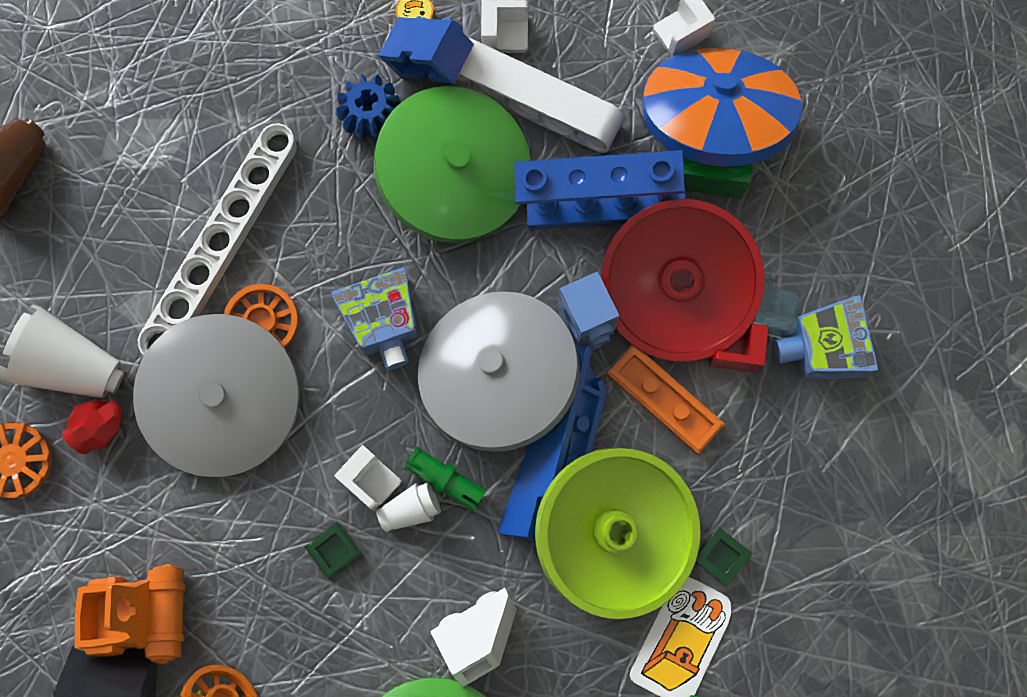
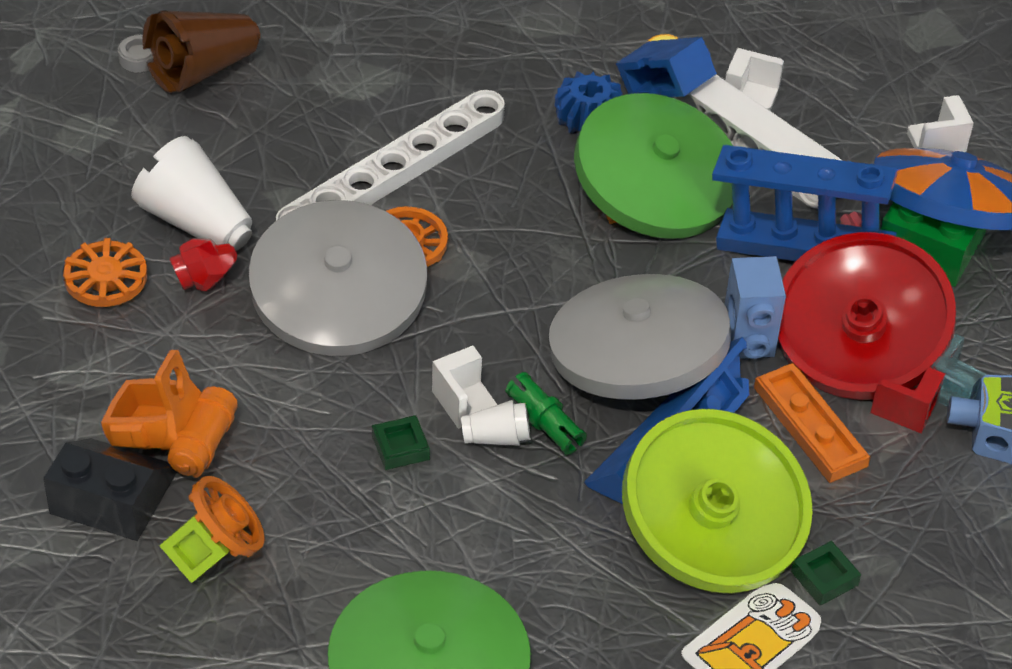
camera: 15 degrees right, 30 degrees down
(380, 315) = (532, 260): torso -> none
(477, 637) = (527, 546): white slope -> none

